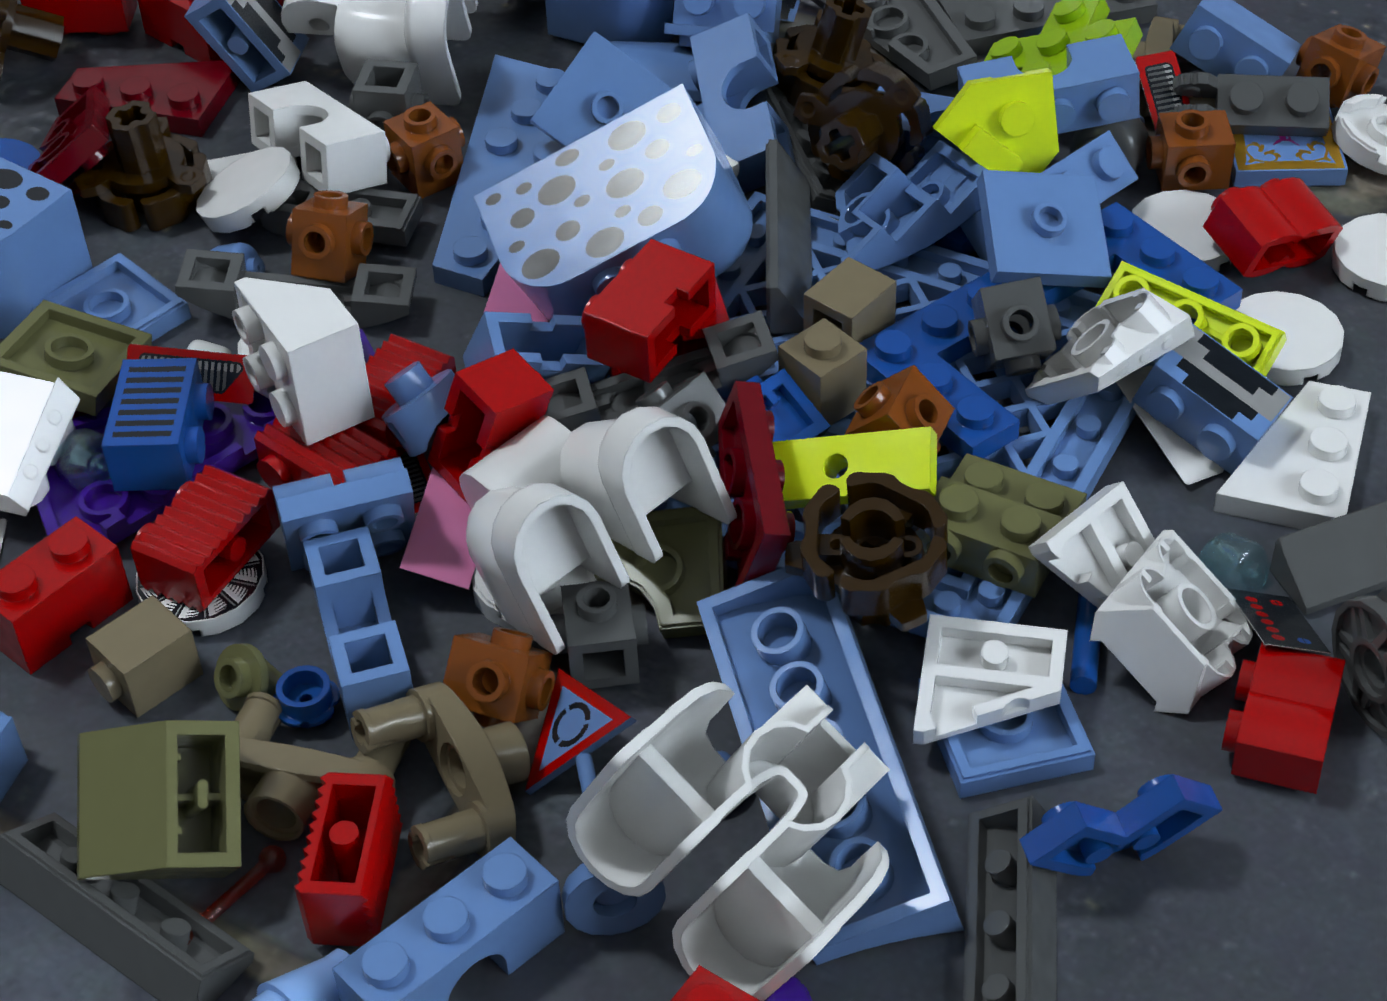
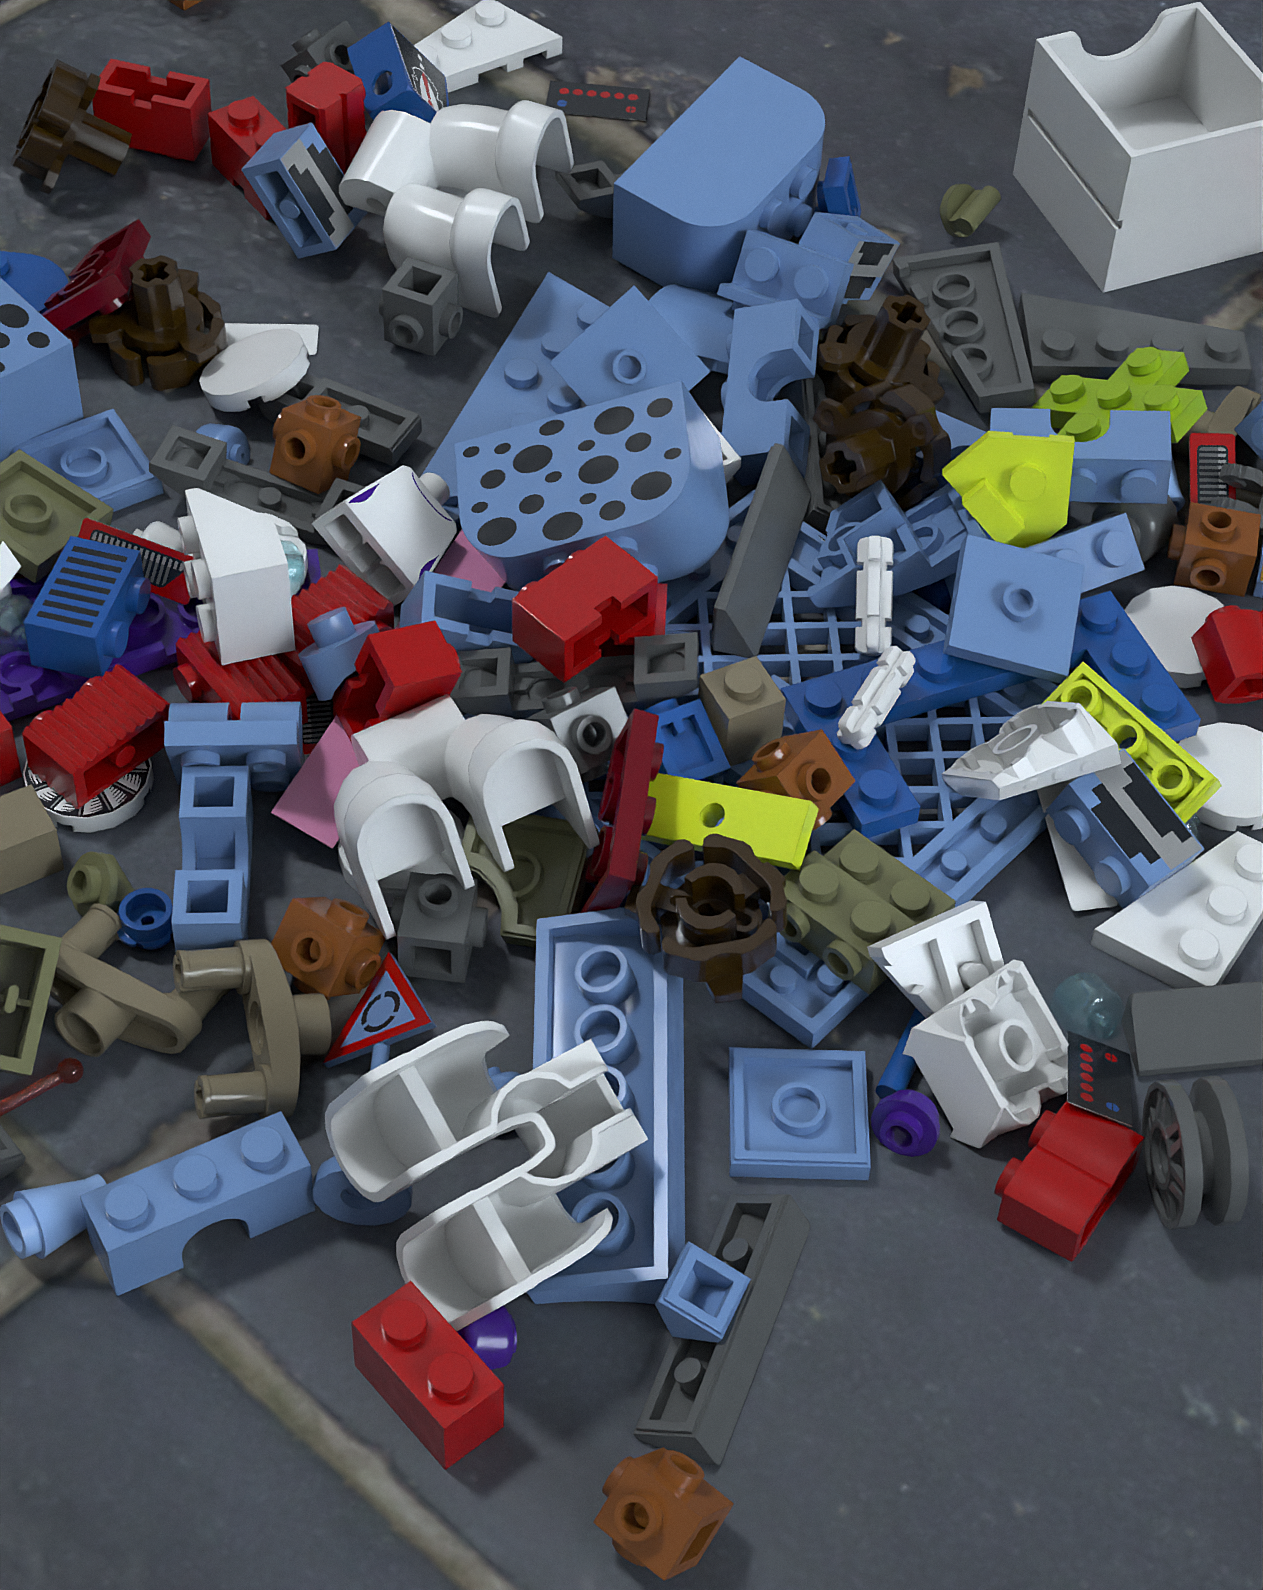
camera: 10 degrees right, 5 degrees up
(183, 92) = (211, 240): dark red wing -> none
(334, 142) = (351, 342): white arch -> none
(349, 859) = (132, 1091): red brick -> none
(425, 149) = (440, 365): dark orange brick -> none
(430, 294) = (391, 530): none -> white torso
(853, 300) = (796, 641): dark tan brick -> none
(907, 249) = (874, 595): none -> white axle
(946, 332) = (876, 697): none -> white axle
(985, 674) = (788, 1062): white wing -> none
(986, 911) = (700, 1296): none -> medium blue slope
(1023, 308) = (949, 683): dark grey brick -> none
(1080, 834) = (817, 1249): blue plate -> none
(1118, 691) = (906, 1123): none -> dark purple plate

